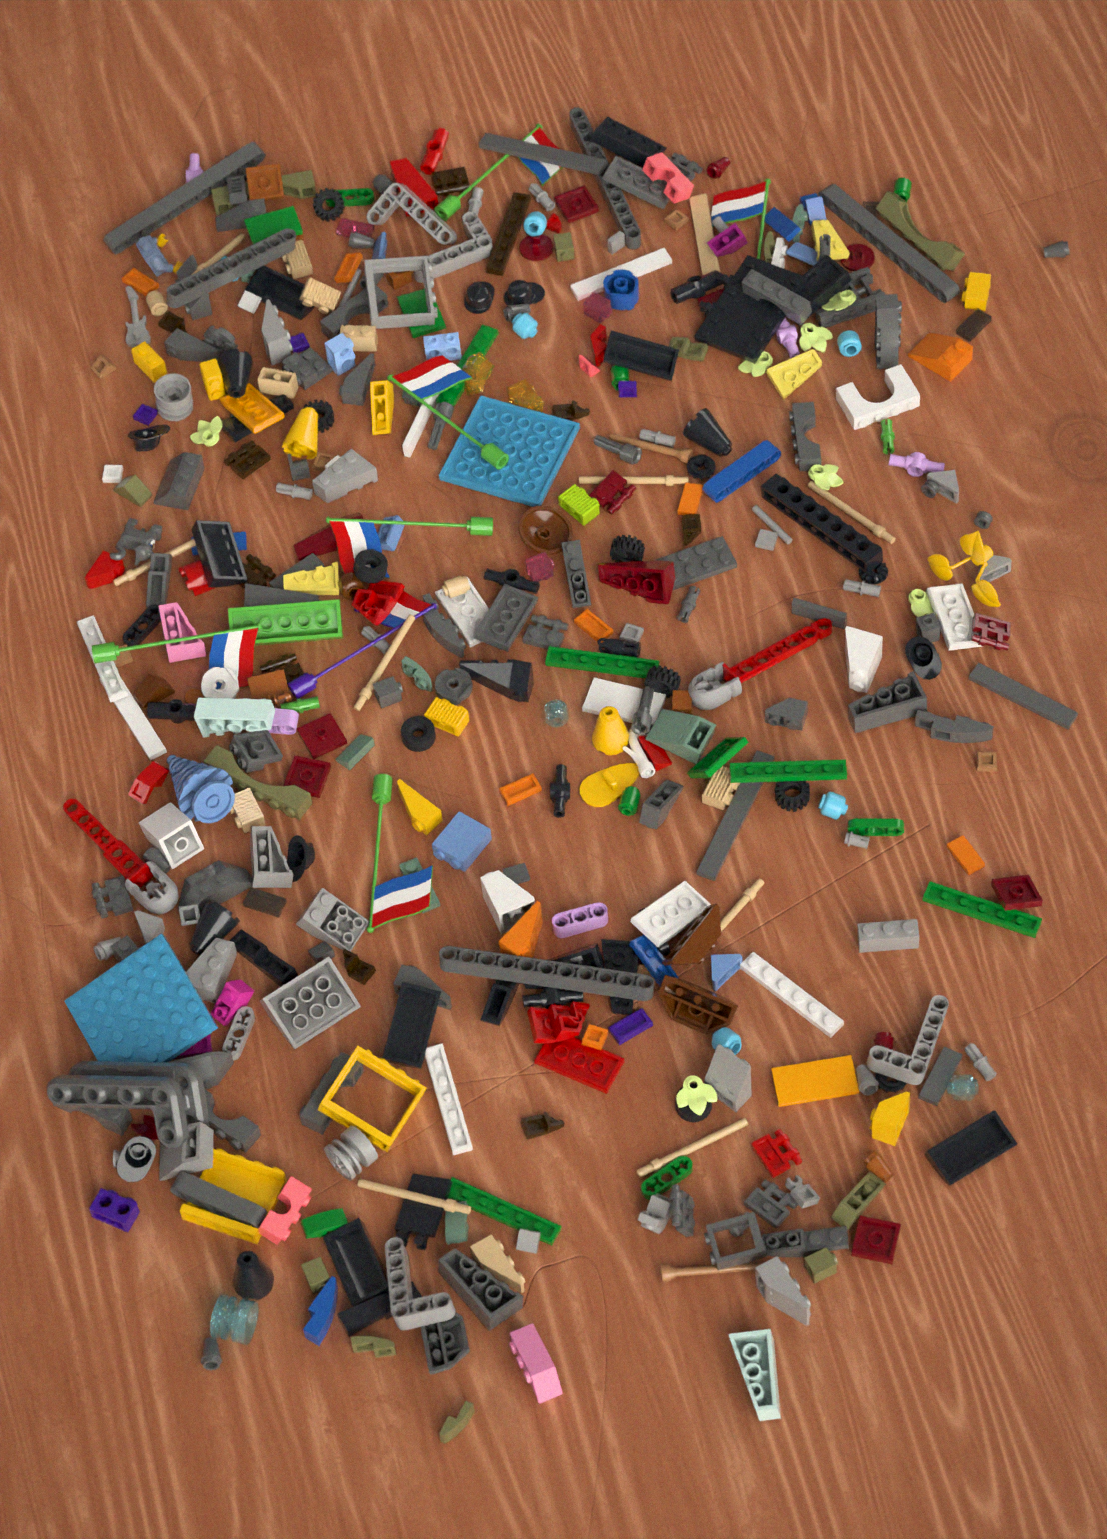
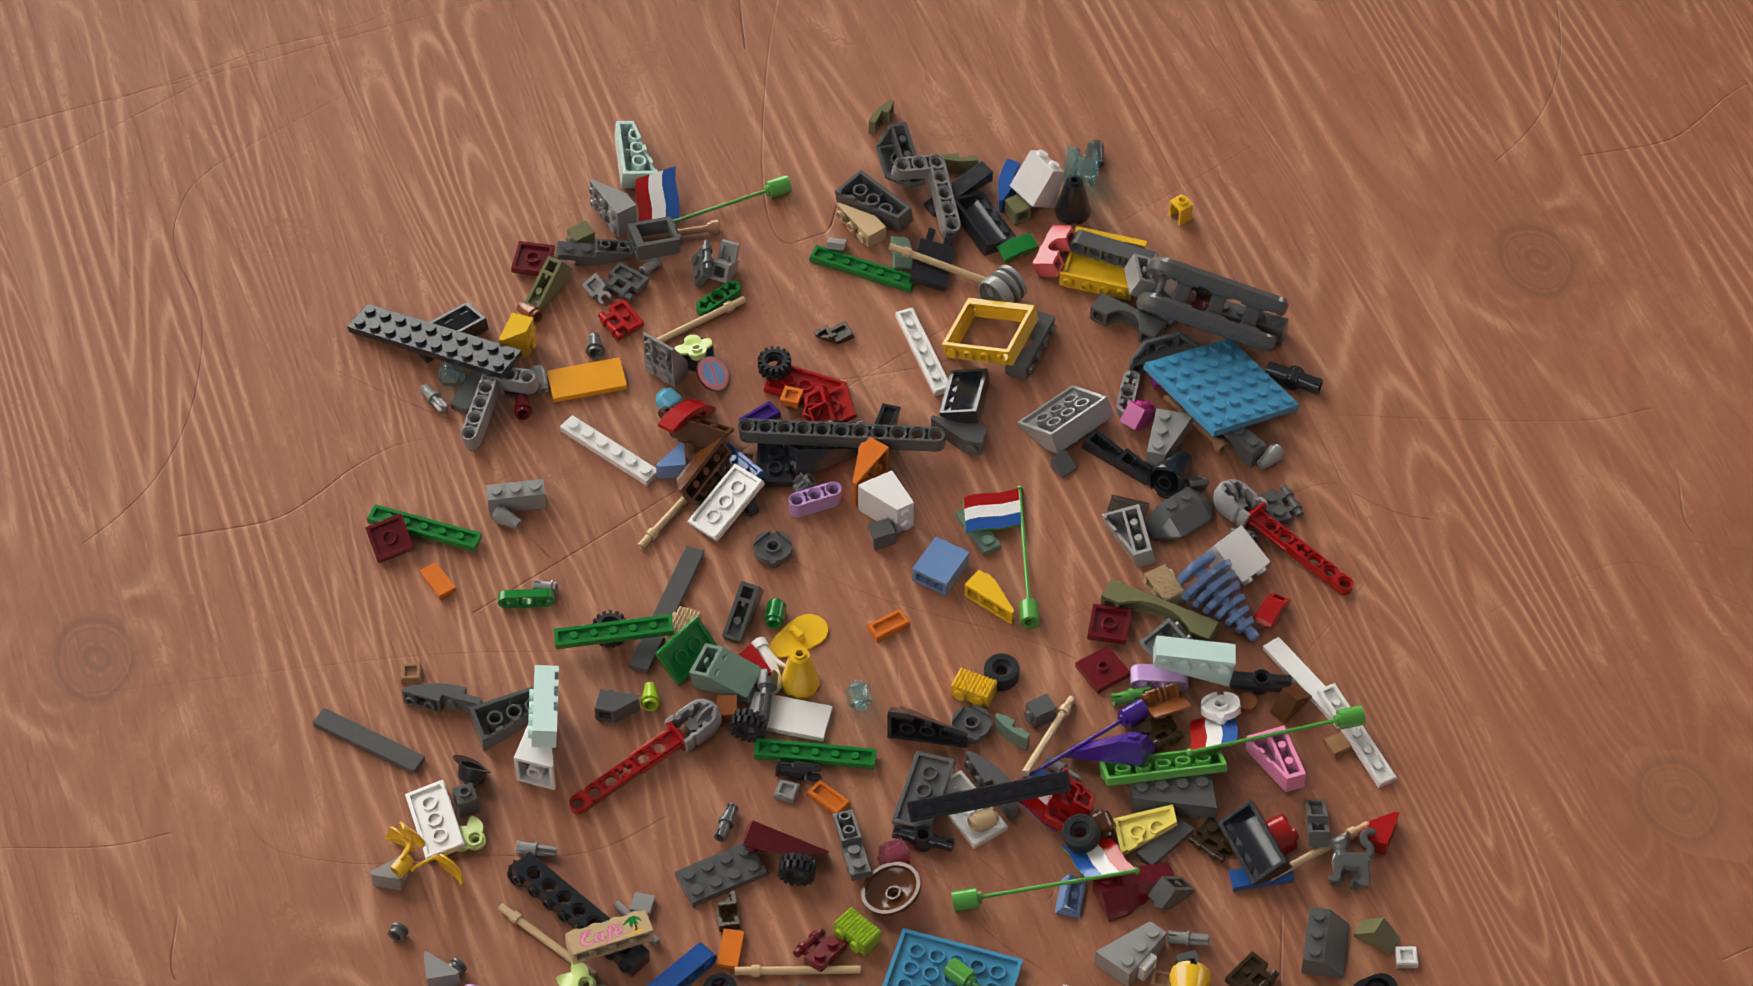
camera: 170 degrees right, 5 degrees down
(61, 1039) = (1294, 377): none -> black piece
(112, 1213) = (1206, 247): dark purple brick -> none
(130, 1262) = (1183, 206): none -> yellow window
(143, 619) = (1322, 769): black beam -> none
(149, 925) = (1235, 470): light grey slope -> none
(288, 1285) = (1039, 180): none -> white slope
(300, 526) = (1170, 891): none -> dark grey slope
(300, 856) = (1099, 541): black piece -> none
(321, 643) = (1124, 748): none -> dark purple wedge
(332, 921) = (1059, 489): light grey slope -> none
(355, 751) = (1064, 654): sand green slope -> none
(356, 968) = (1025, 454): dark brown slope -> none
(440, 595) = (988, 796): none -> black plate
(536, 1362) = (821, 154): bright pink wedge -> none
(542, 637) = (882, 783): dark grey plate -> none
(560, 791) = (847, 620): black pin -> none
(589, 934) = (804, 482): none -> dark grey gear
(613, 1086) = (774, 371): none -> black tyre
(630, 881) = (769, 557): none -> dark grey plate
(677, 1071) = (712, 373): none -> piece
(706, 1009) = (676, 417): none -> red slope
(728, 1309) = (659, 198): none -> flag
(754, 723) = (650, 697): none -> lime cone
(795, 485) = (609, 936): none -> tan brick
(806, 1119) = (594, 346): none -> dark grey cone
(816, 612) = (583, 815): dark grey tile -> none
(833, 805) = (569, 615): medium azure head -> none
(853, 665) = (544, 707): none -> light aqua wedge
(895, 914) = (504, 517): none -> light grey cone
(983, 1118) = (435, 341): none -> plate
(991, 627) = (400, 803): dark red plate -> none

